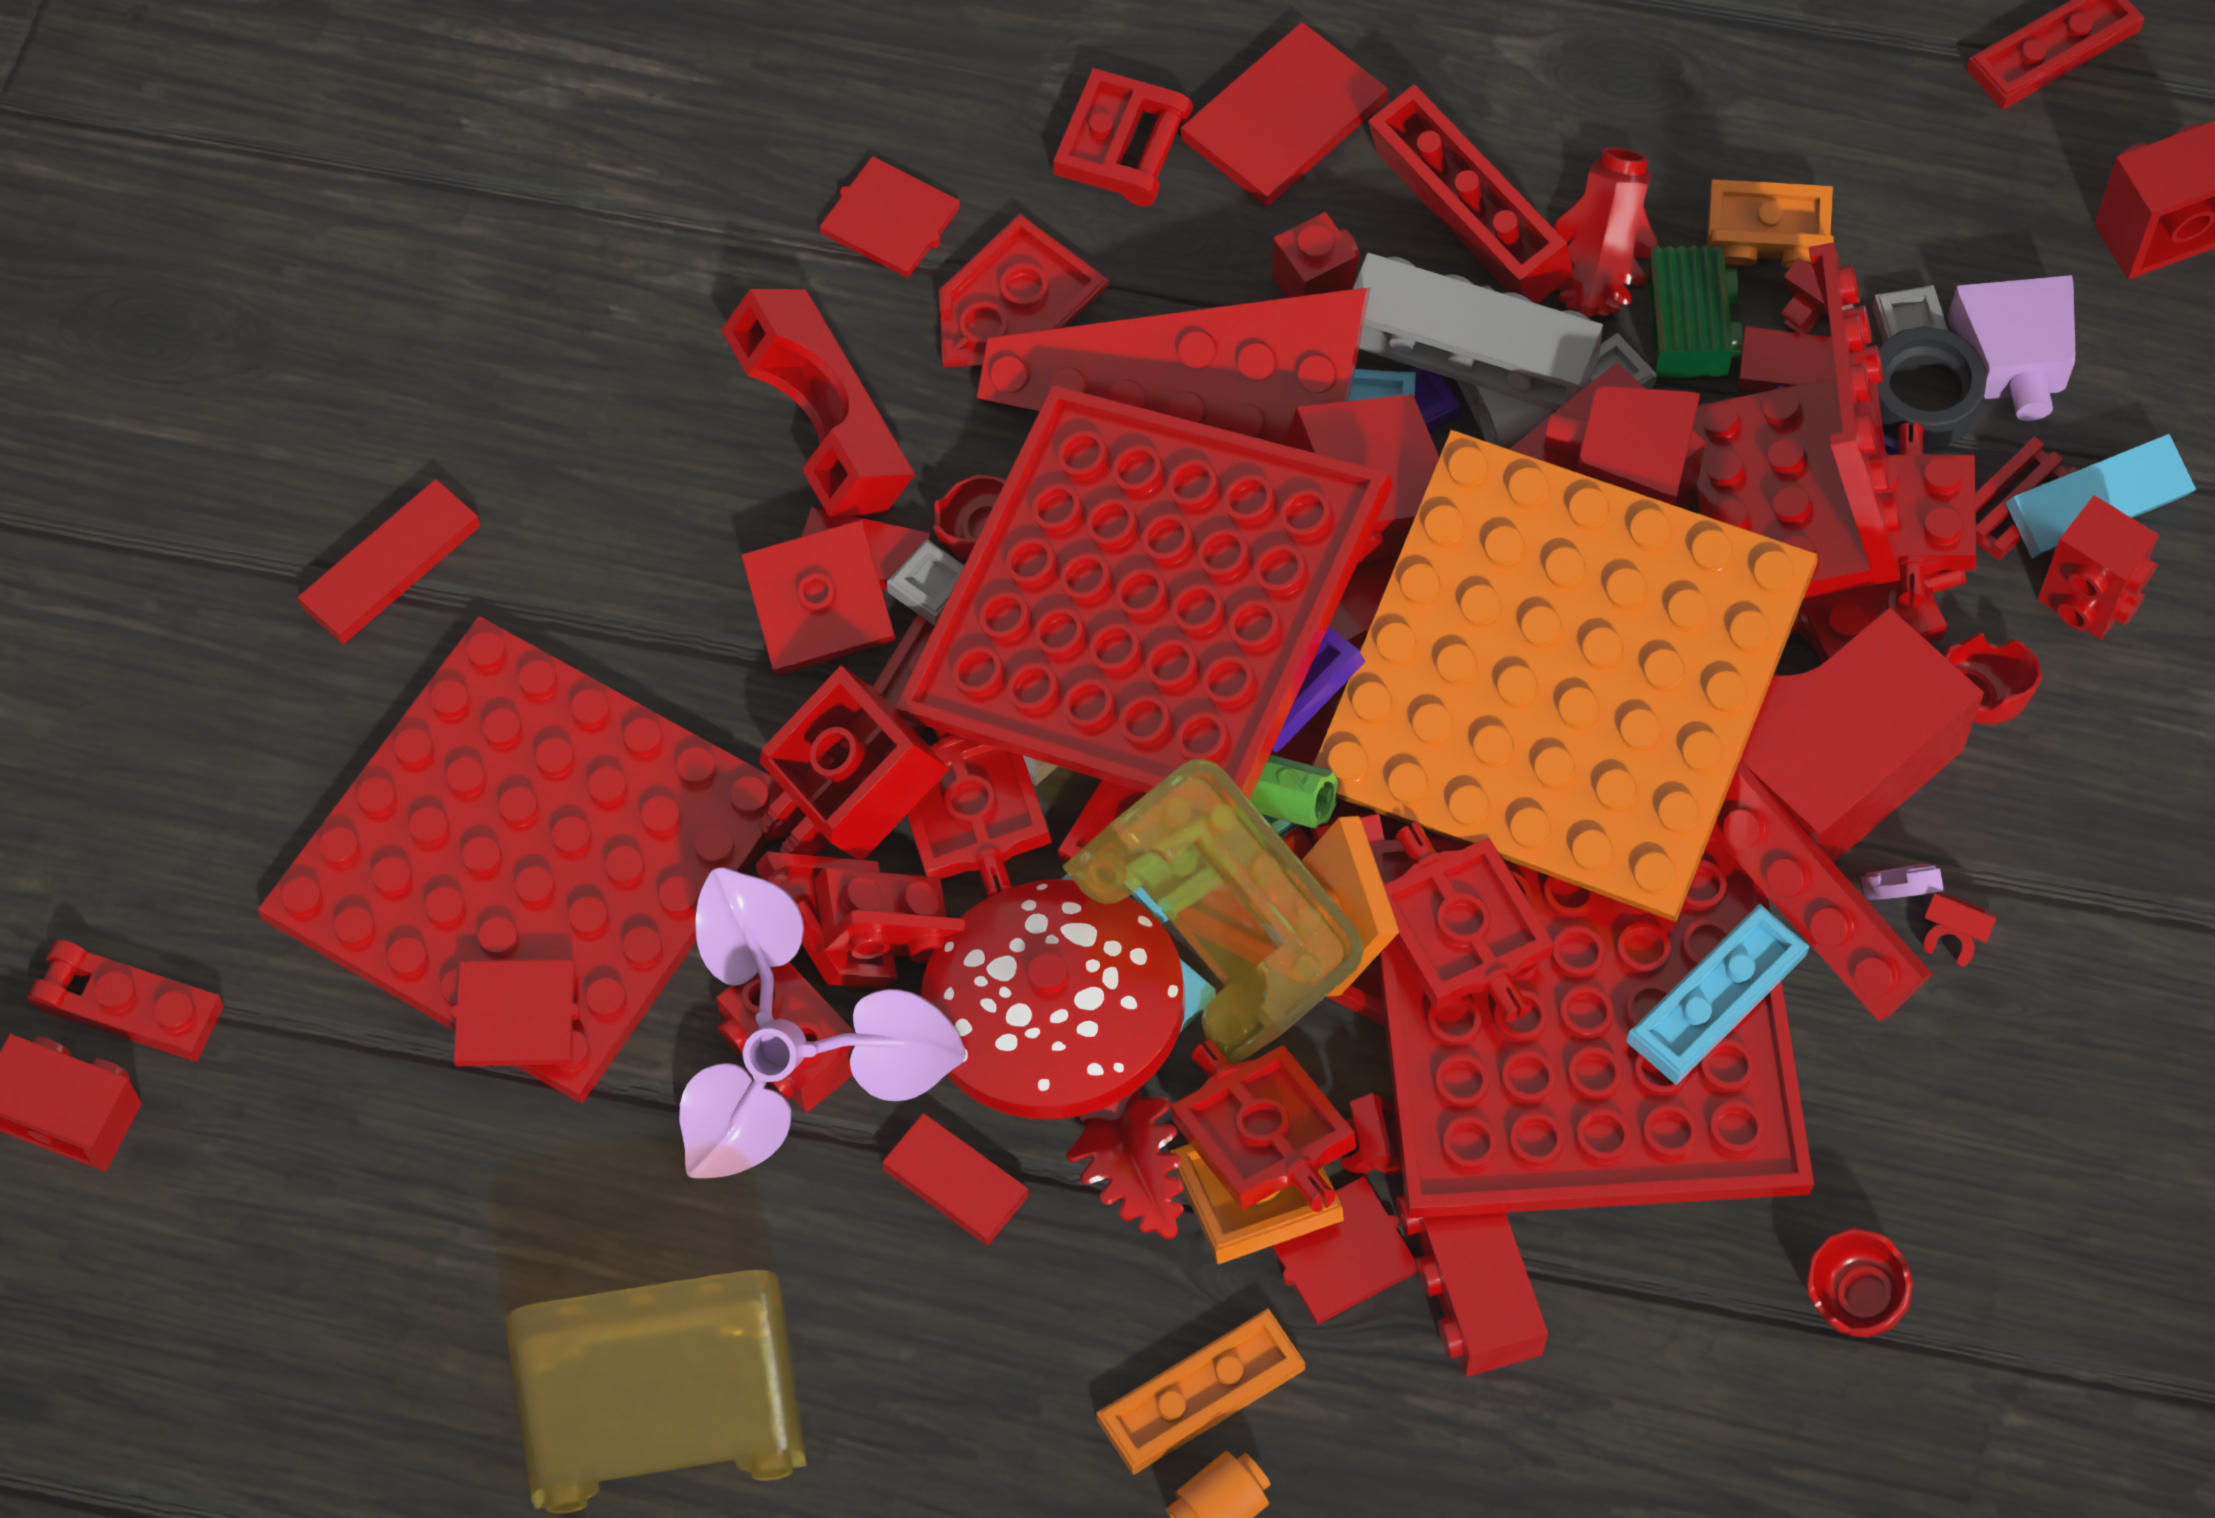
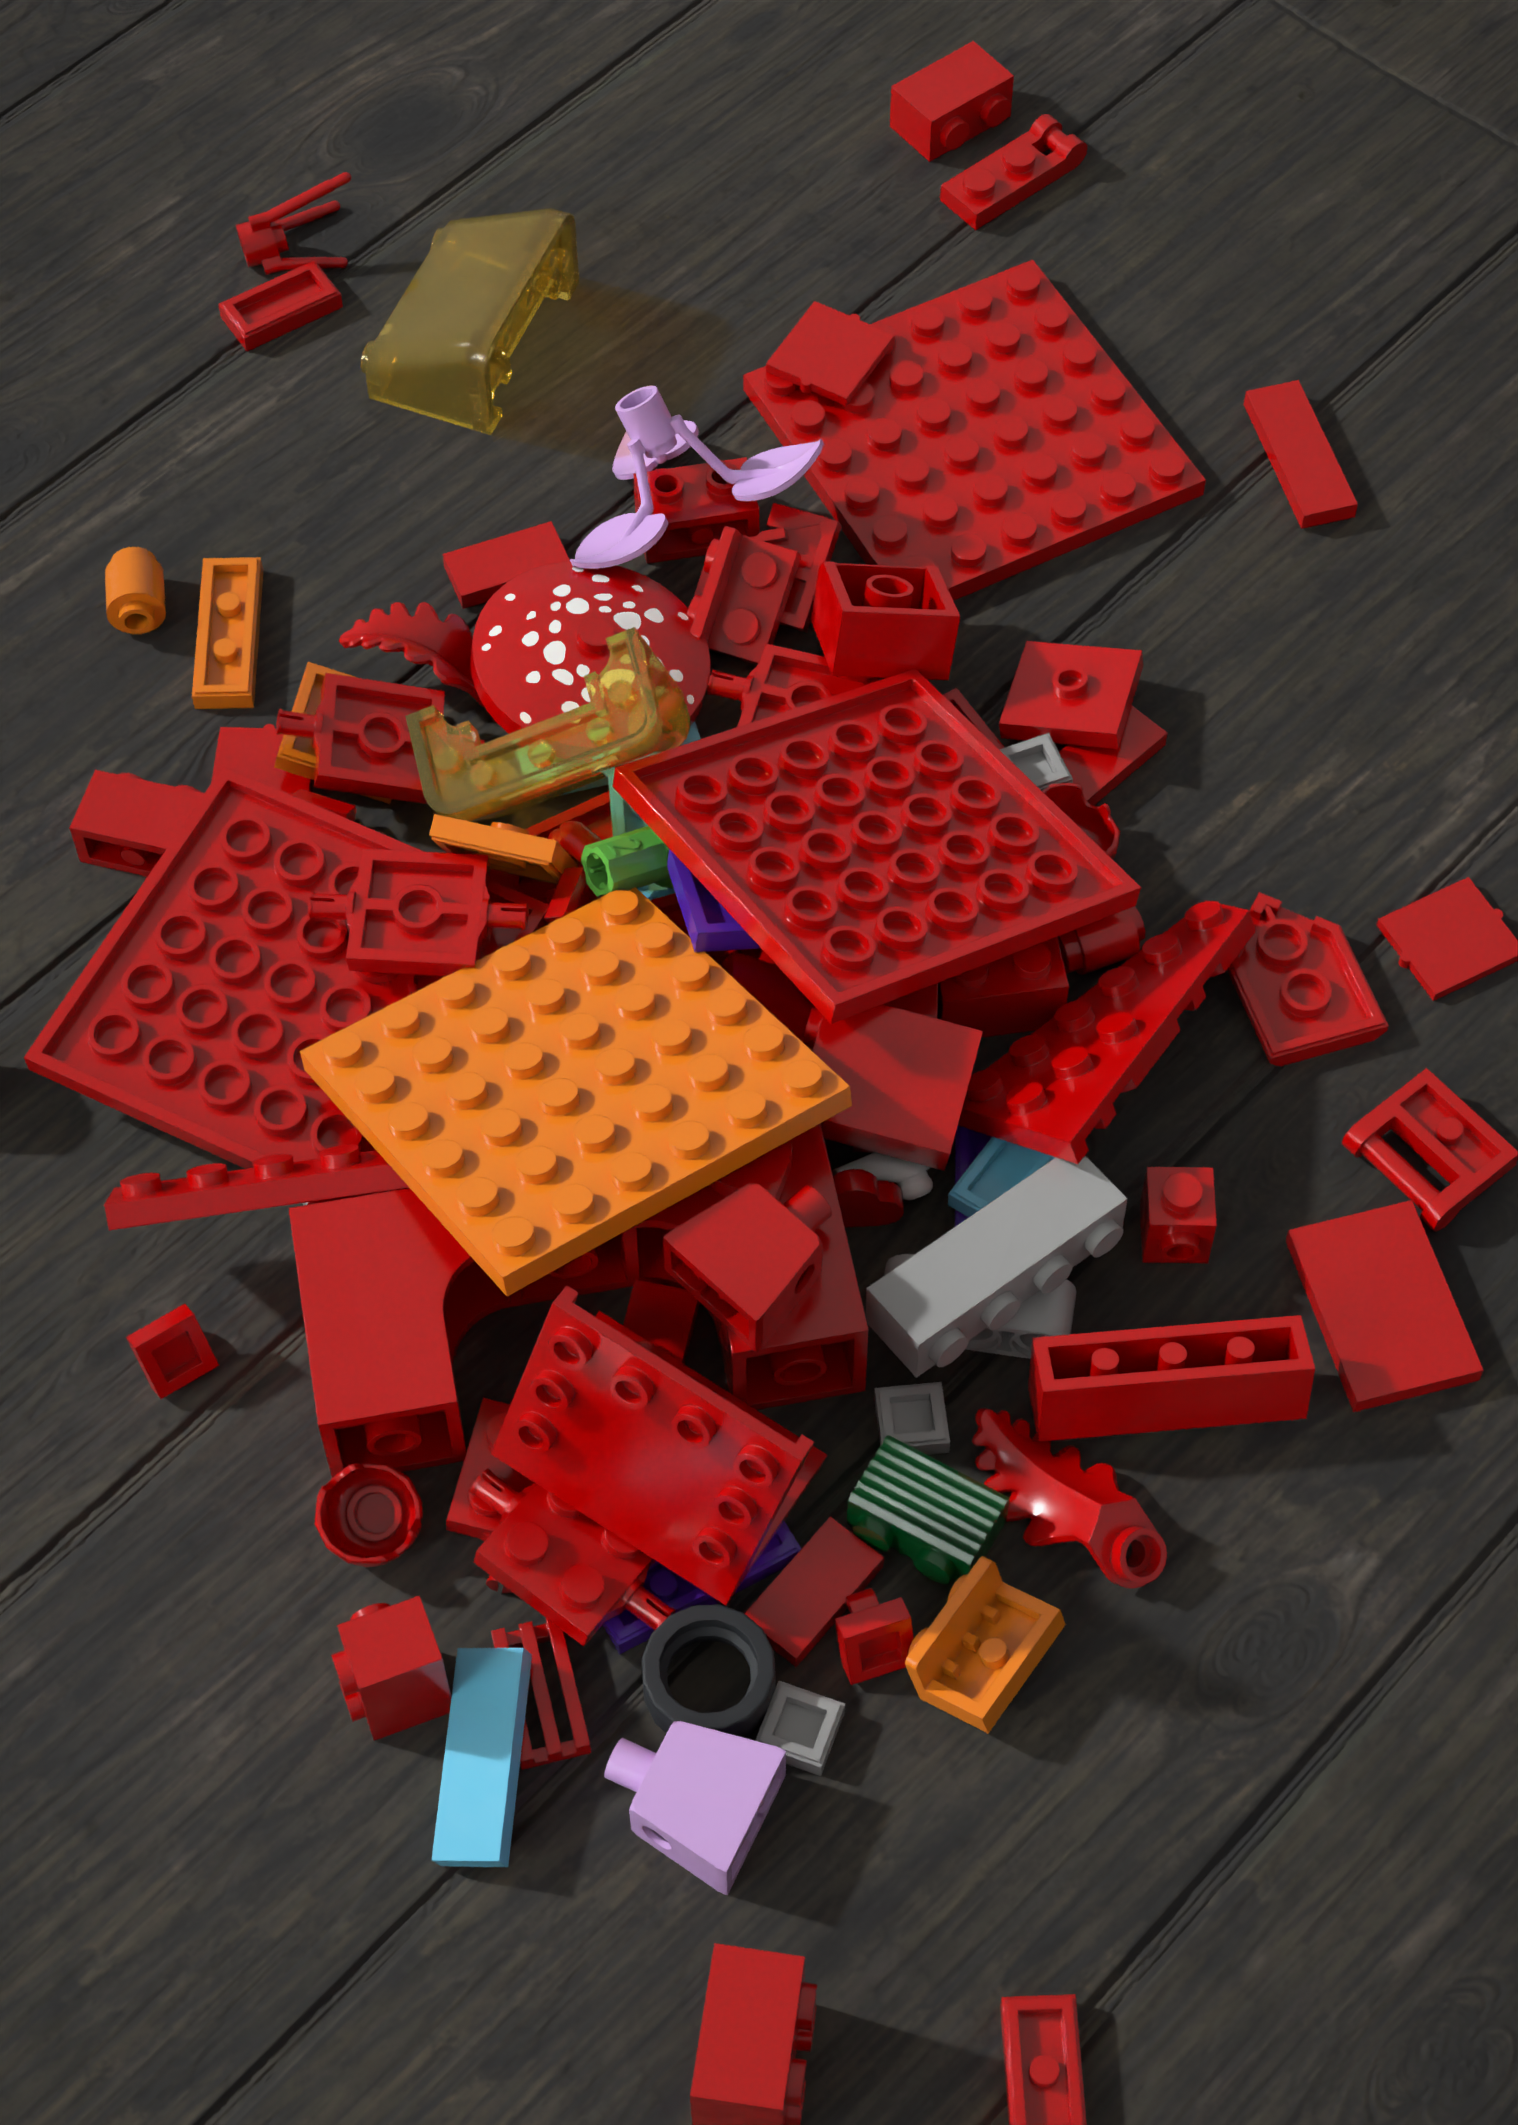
camera: 120 degrees right, 5 degrees down
(789, 345) = (1340, 772): red arch -> none
(1717, 994) = (226, 1075): medium azure tile -> none
(1902, 882) = (237, 1332): lavender tile -> none

